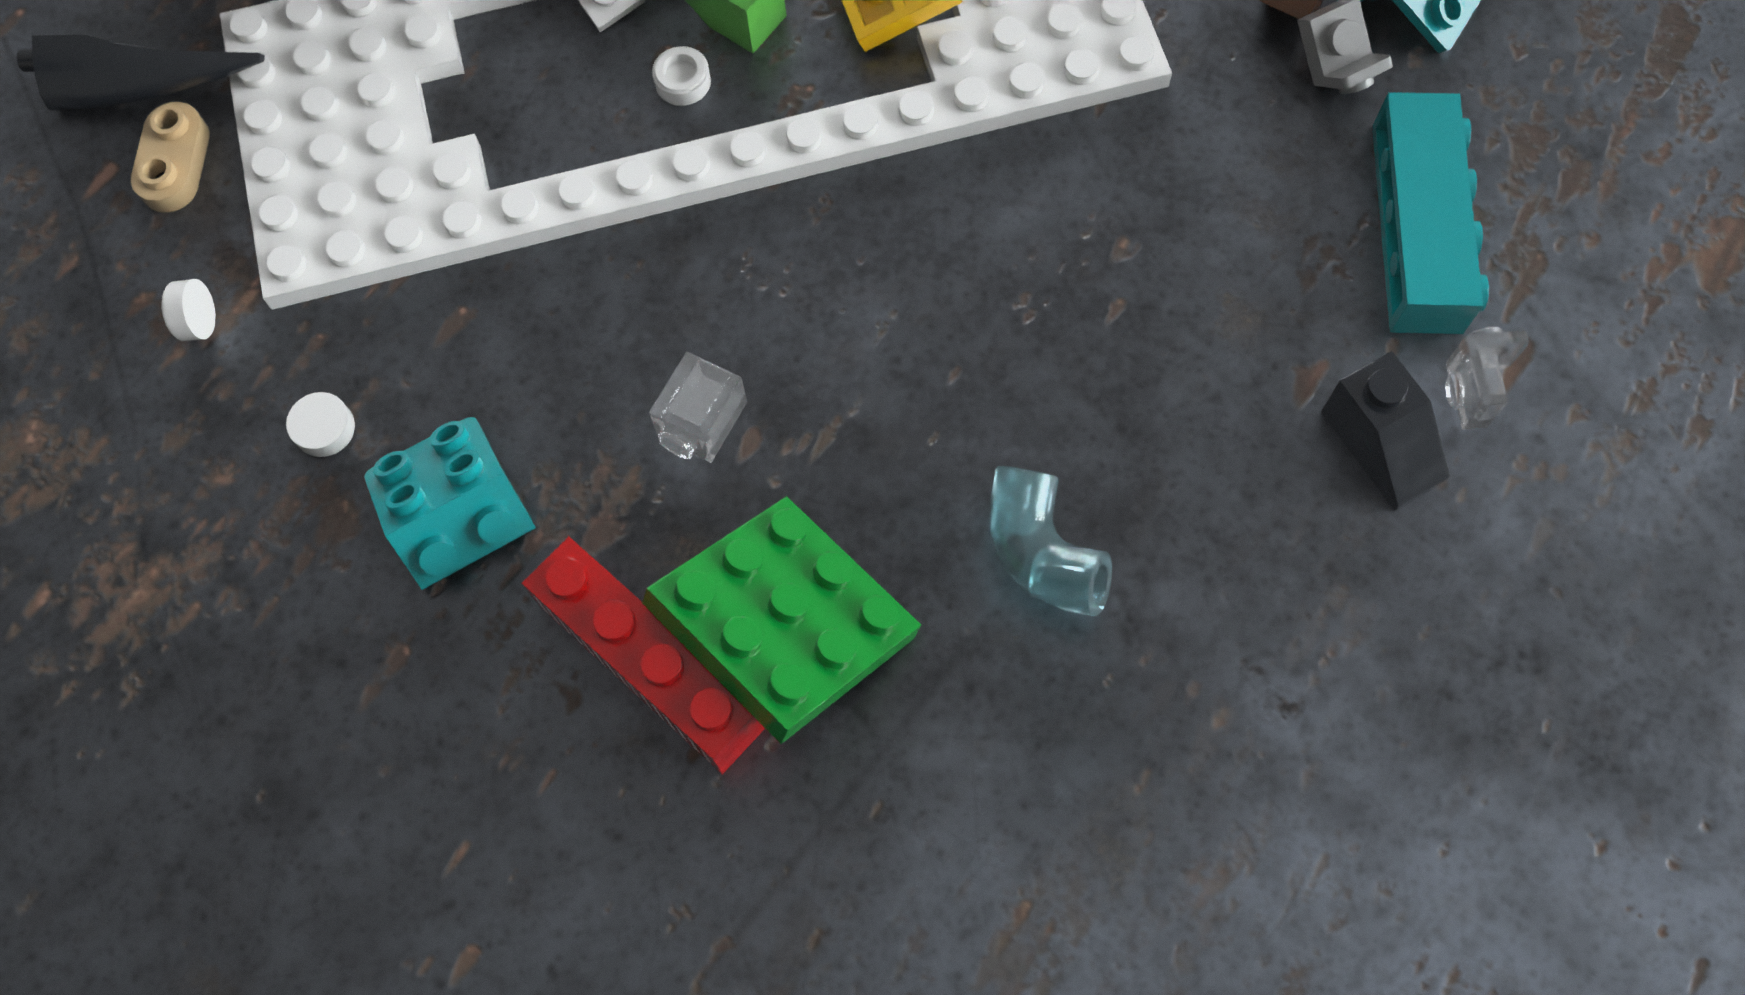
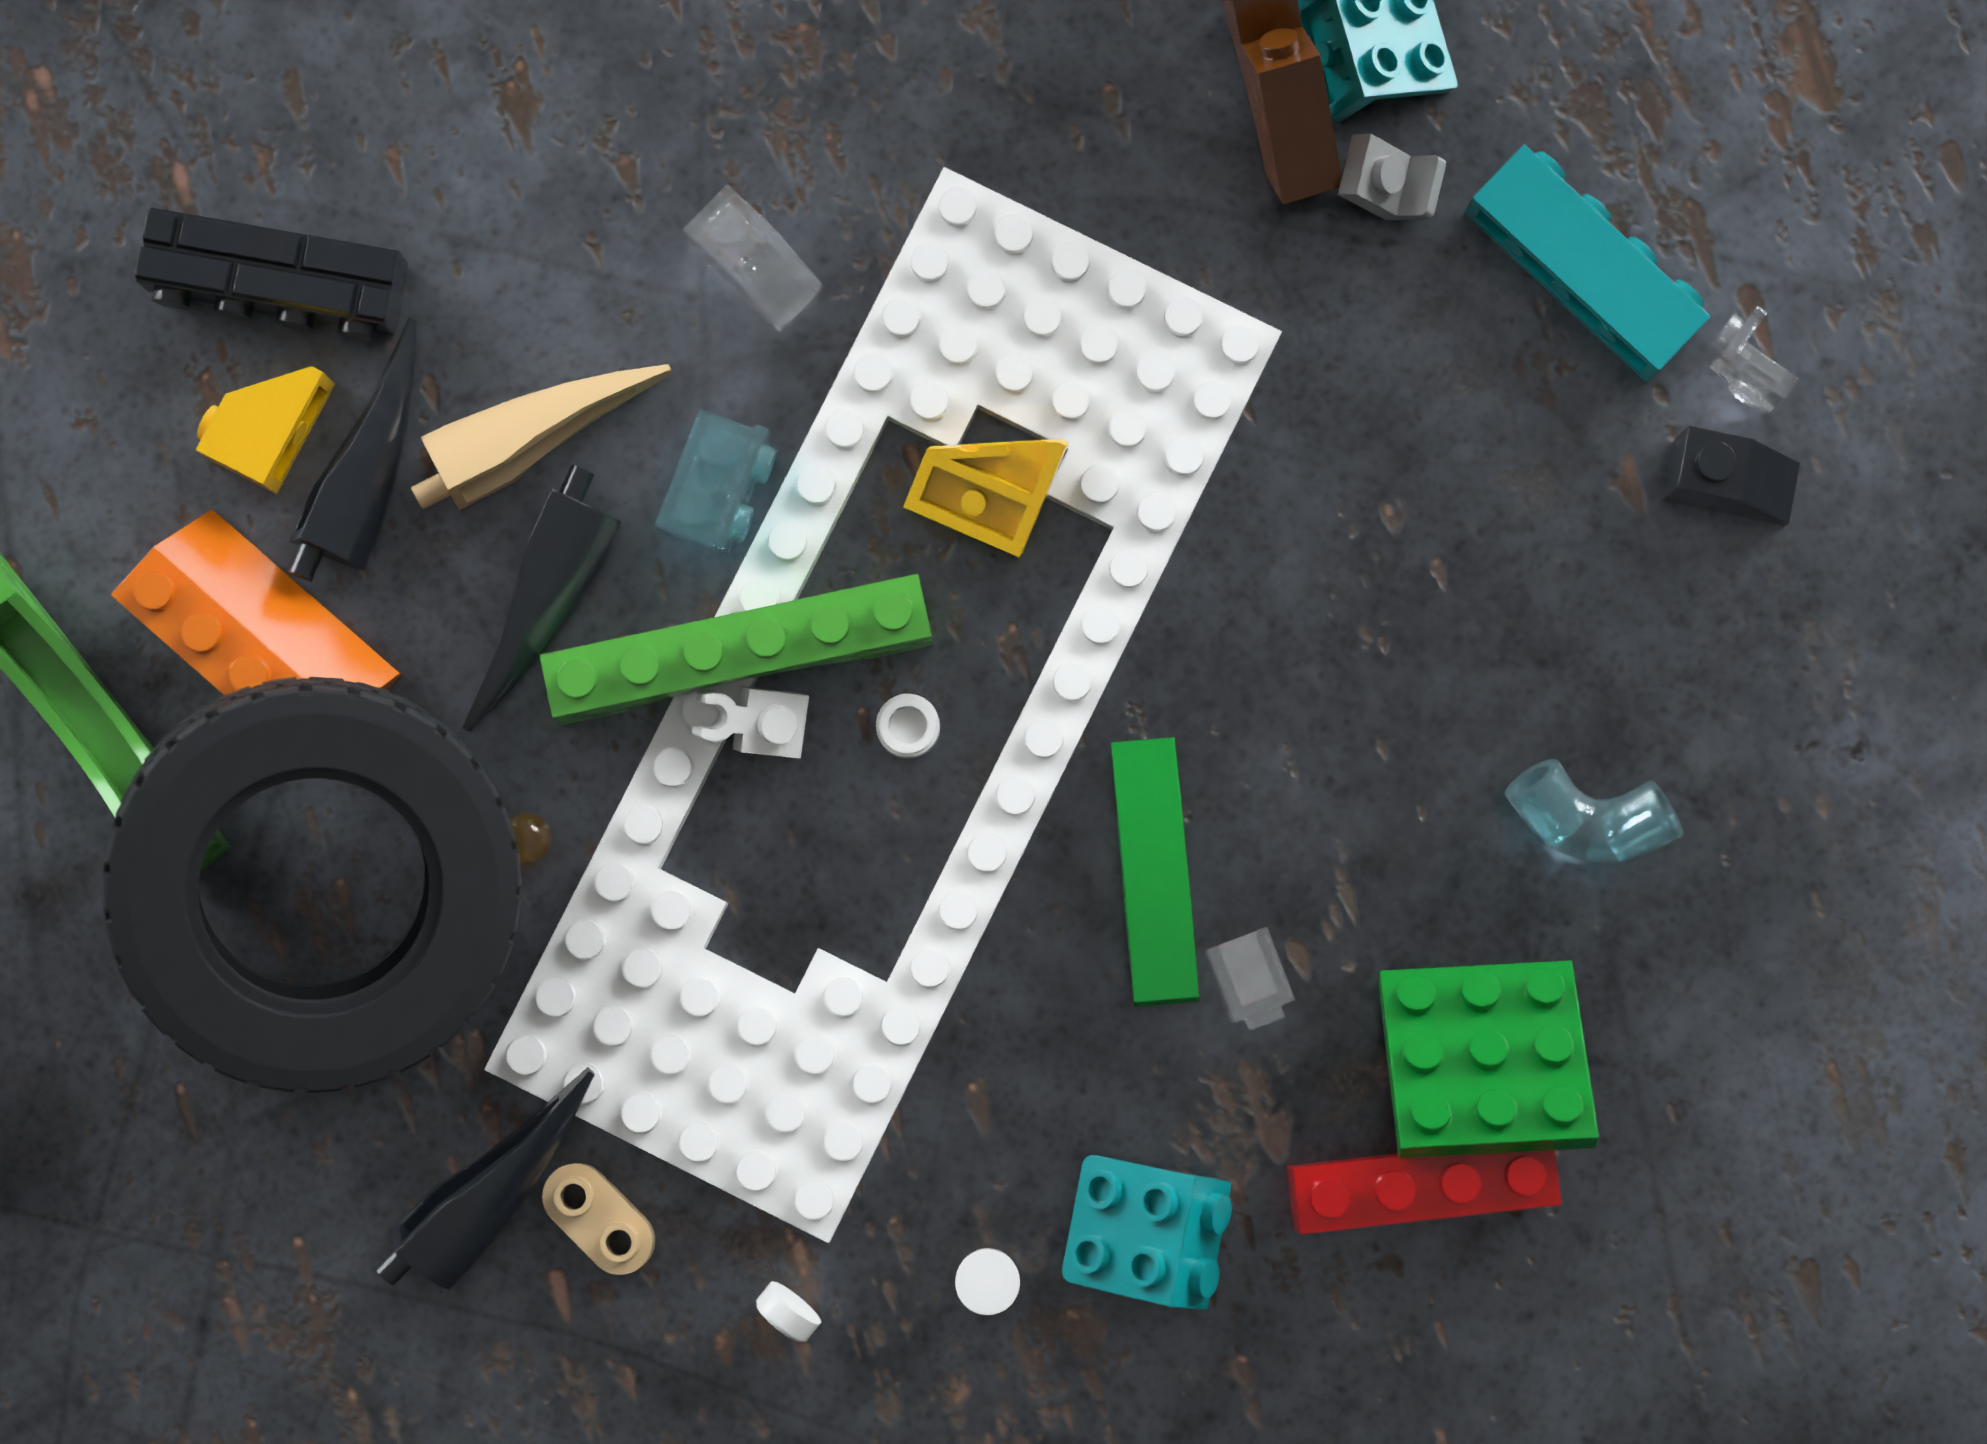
camera: 50 degrees left, 15 degrees up
(713, 287) = (1154, 872): none -> green slope

